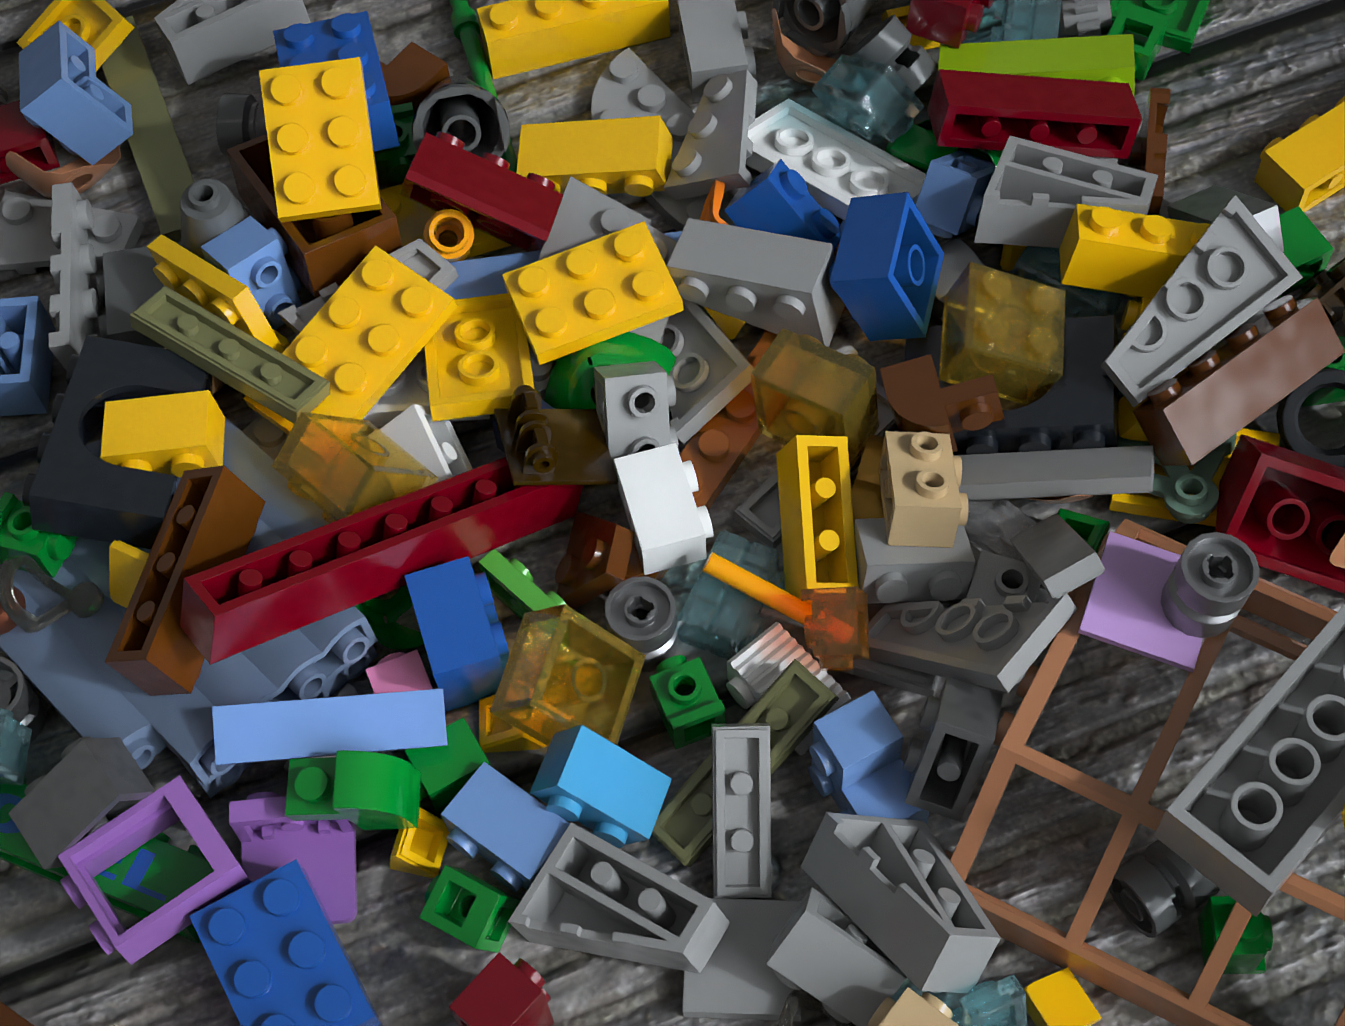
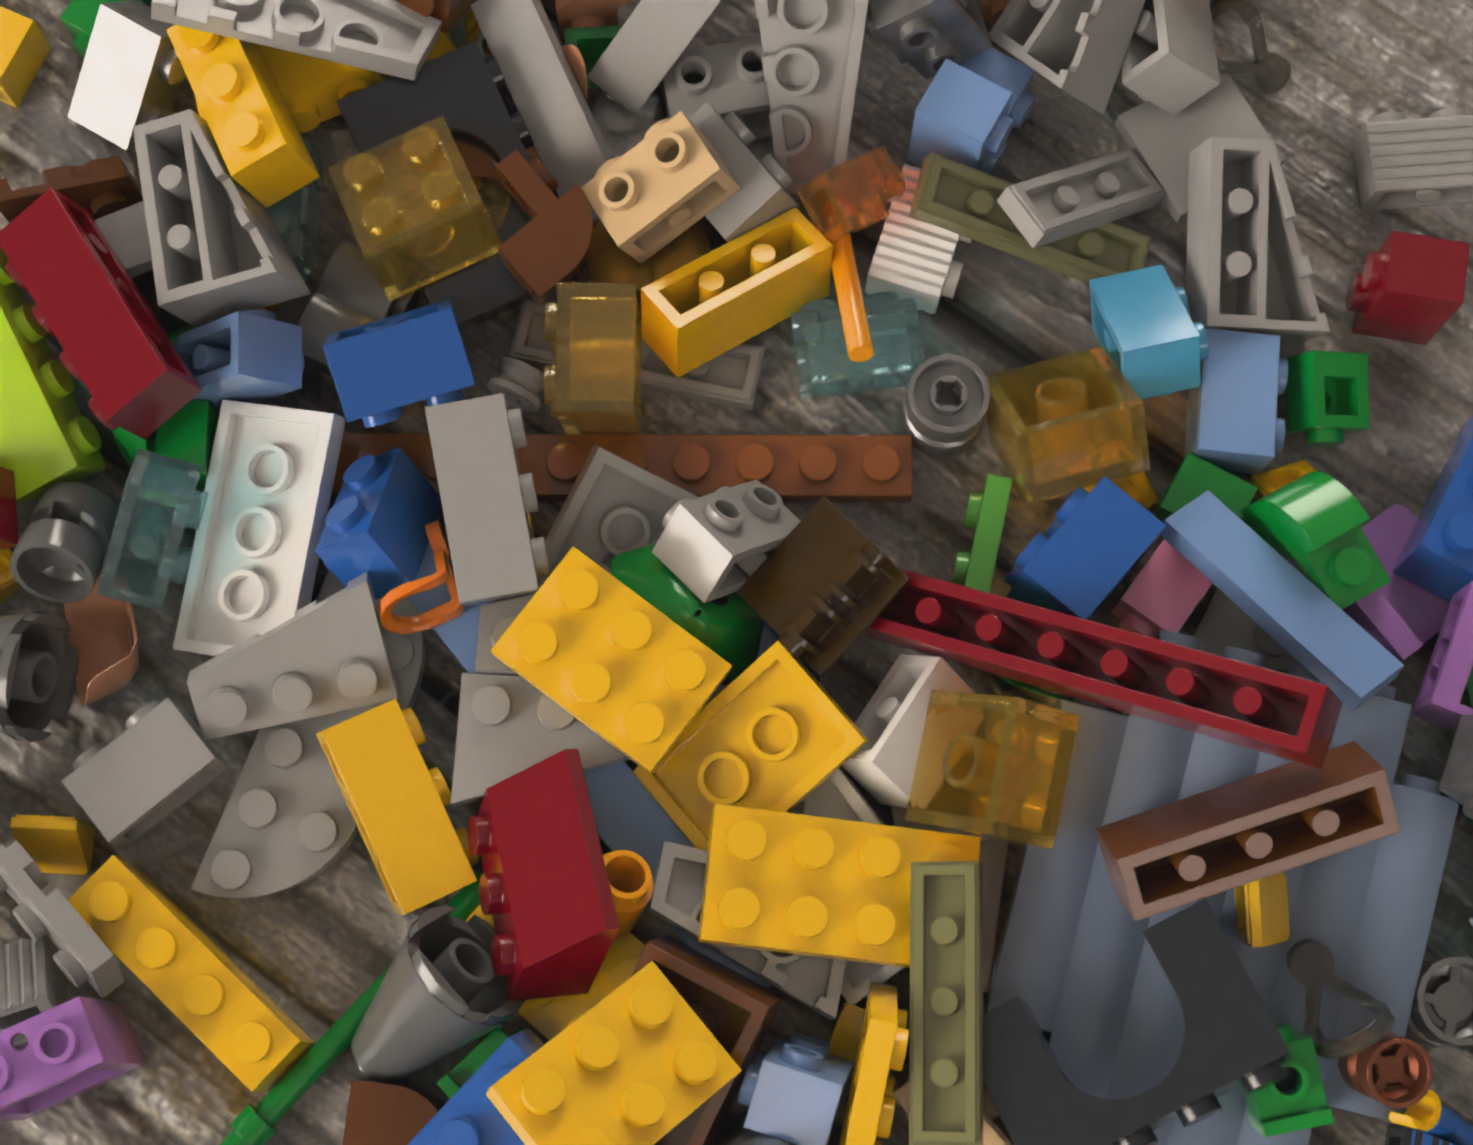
camera: 125 degrees left, 15 degrees up
(164, 433) = (1089, 1007): yellow brick -> none
(593, 560) = (908, 488): reddish brown wing -> none
(662, 509) = (821, 440): white brick -> none
(687, 716) = (1006, 306): green brick -> none

